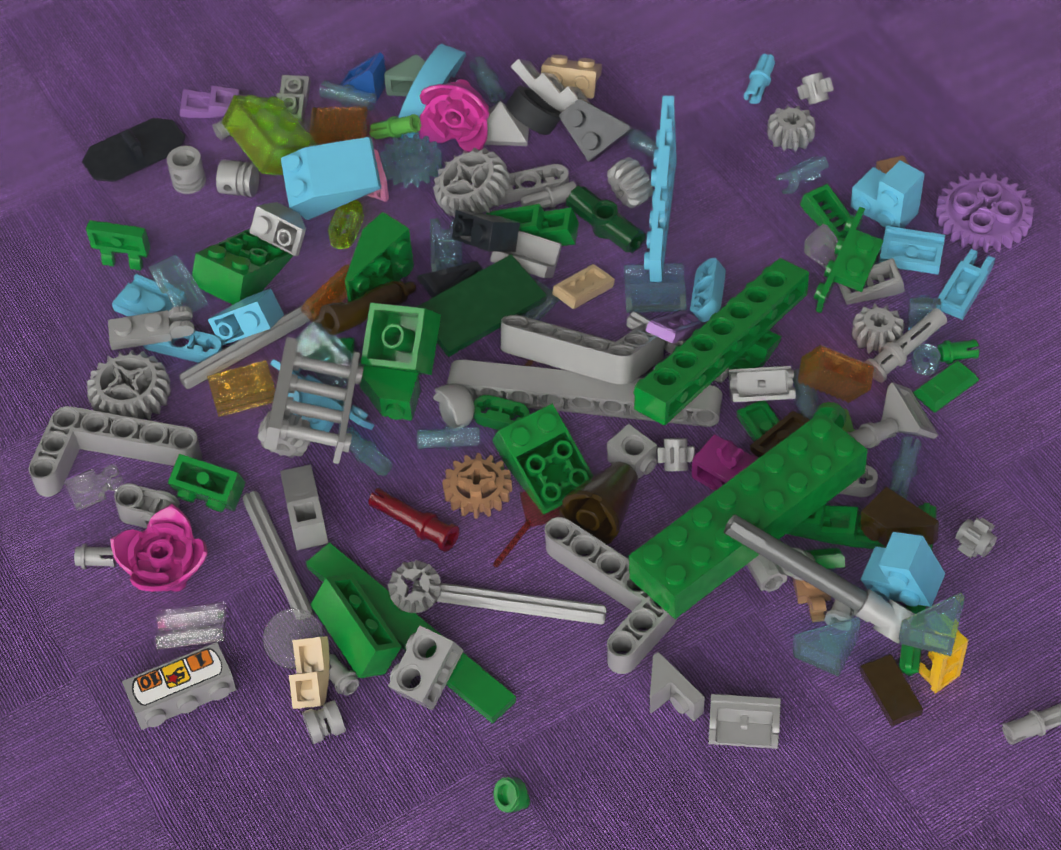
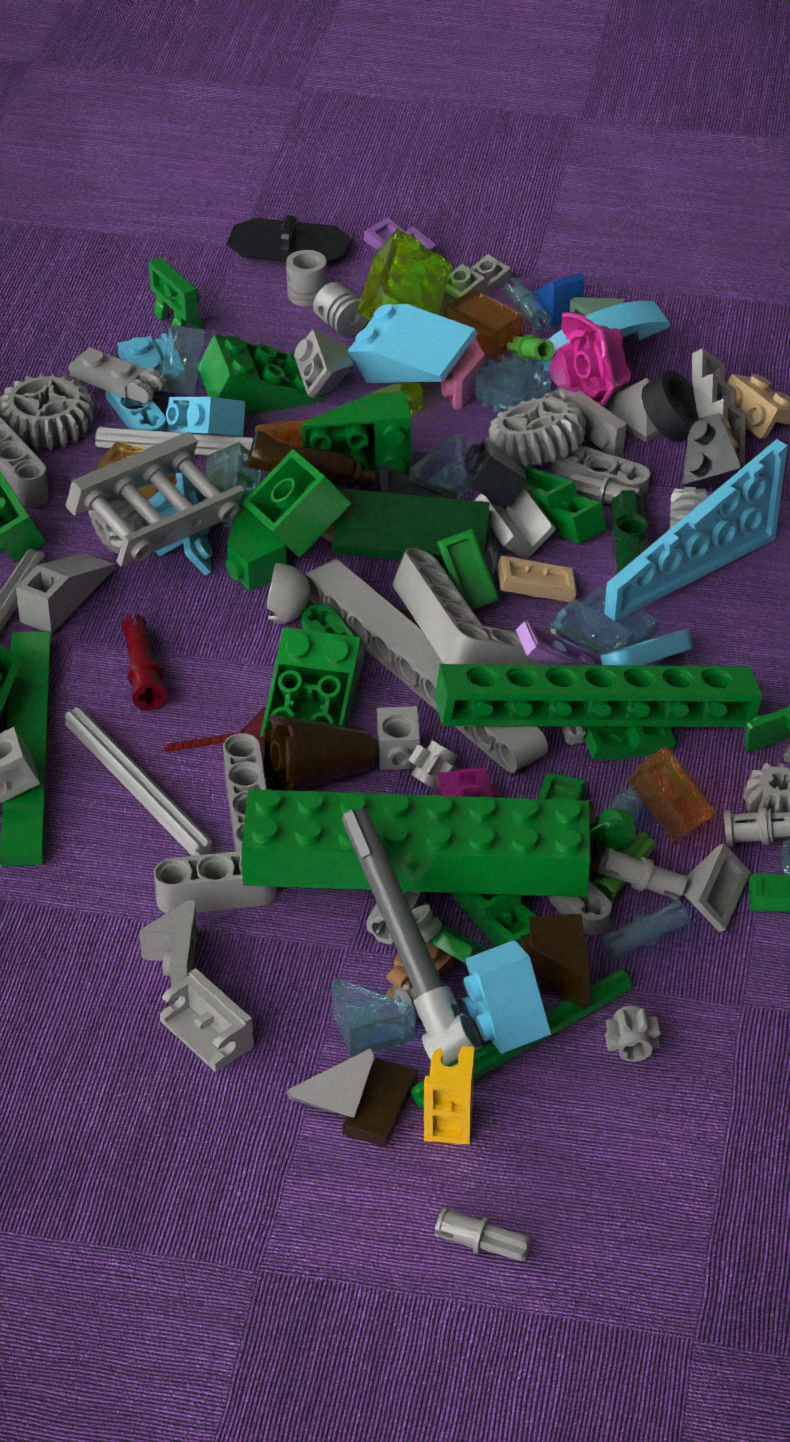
camera: 40 degrees right, 10 degrees down
(366, 453) = (172, 584): clear light blue axle -> none
(416, 601) = (79, 712): light grey gear -> none
(448, 437) = (252, 618): clear light blue axle -> none
(477, 485) = (227, 671): medium nougat gear -> none
(487, 80) = (676, 357): clear light blue pin -> none
(509, 151) = (602, 426): none -> light grey hinge
(545, 307) = (468, 569): none -> green tile
(761, 384) = (592, 761): light grey hinge -> none
(864, 698) = (336, 1088): none -> light grey slope
(934, 627) = (446, 1042): clear light blue slope -> none

